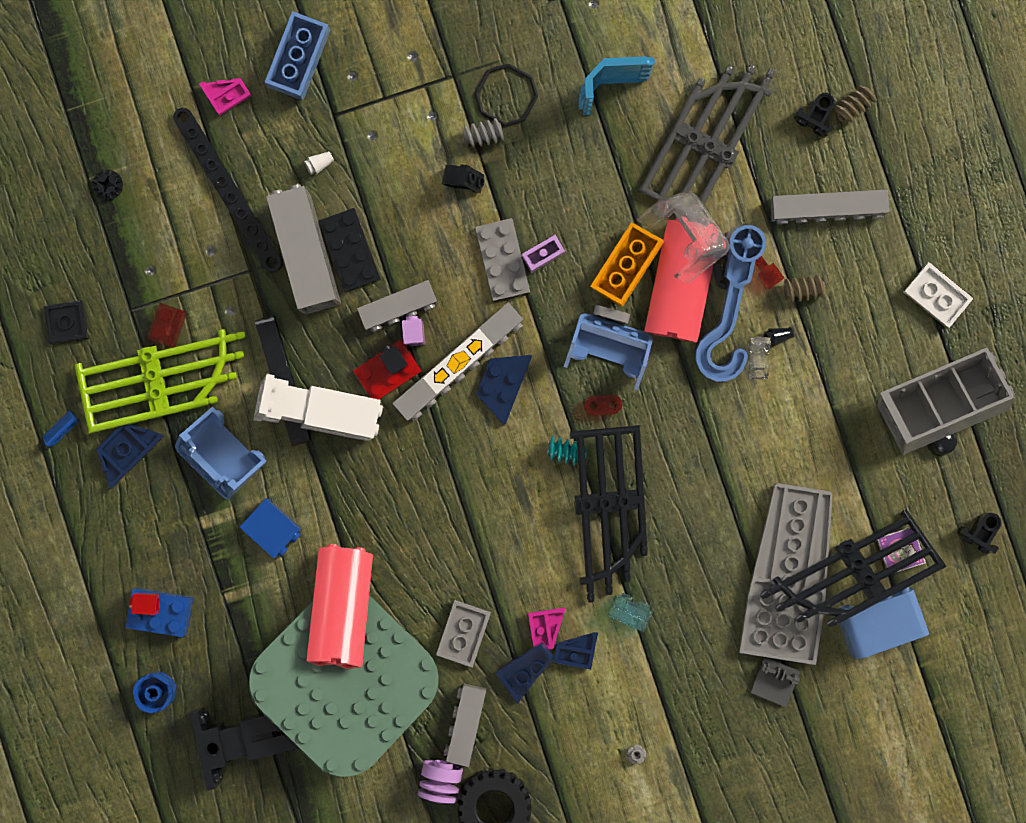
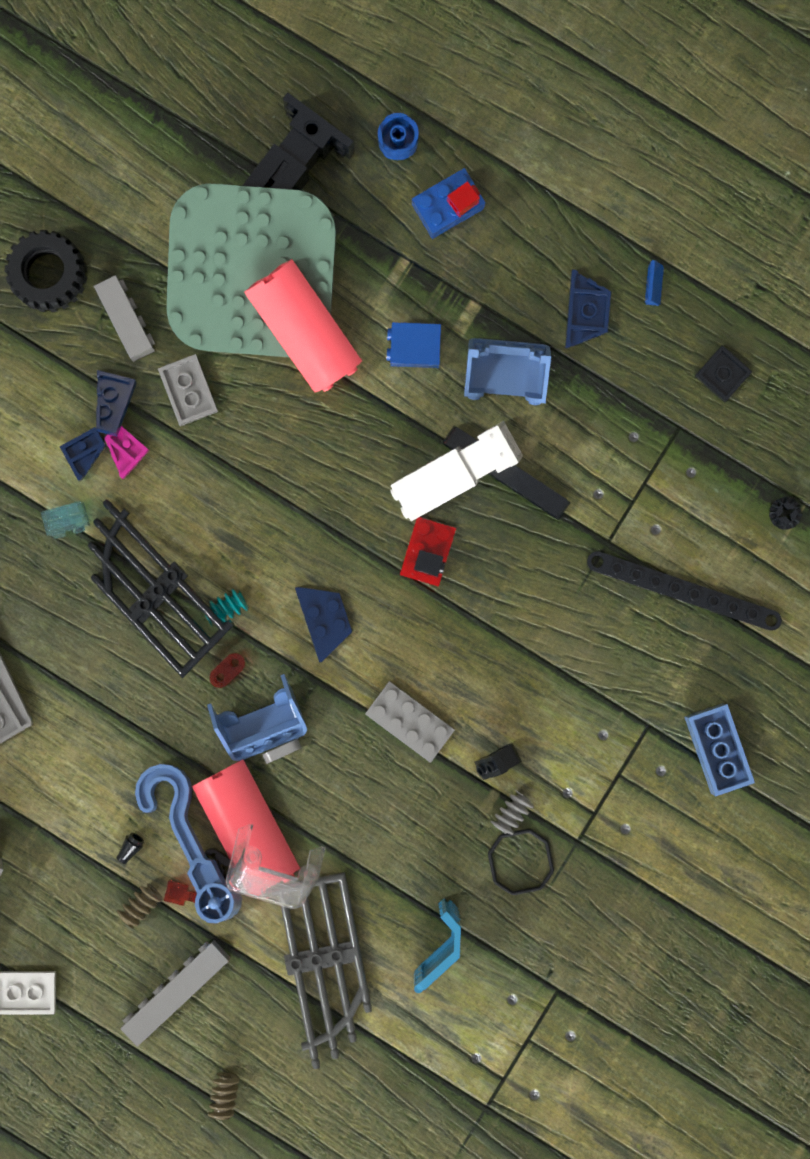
camera: 135 degrees right, 0 degrees up
(154, 382) = (610, 384): lime piece -> none
(167, 325) = (638, 439): clear red plate -> none
(225, 94) = (752, 668): dark pink wing -> none
(303, 249) = (578, 592): light grey container -> none
(318, 162) = (628, 675): white cone -> none
(349, 250) = (542, 625): black plate -> none
(397, 306) = (464, 611): light grey brick -> none
(413, 331) = (432, 600): lavender brick -> none
(439, 786) = (106, 255): lavender wheel -> none
(460, 360) = (375, 606): light grey brick -> none
(543, 253) = (379, 754): lavender brick -> none
(627, 264) = (302, 803): light orange brick -> none
(758, 358) = (130, 815): clear brick -> none
(817, 115) = (248, 1060): black pin -> none

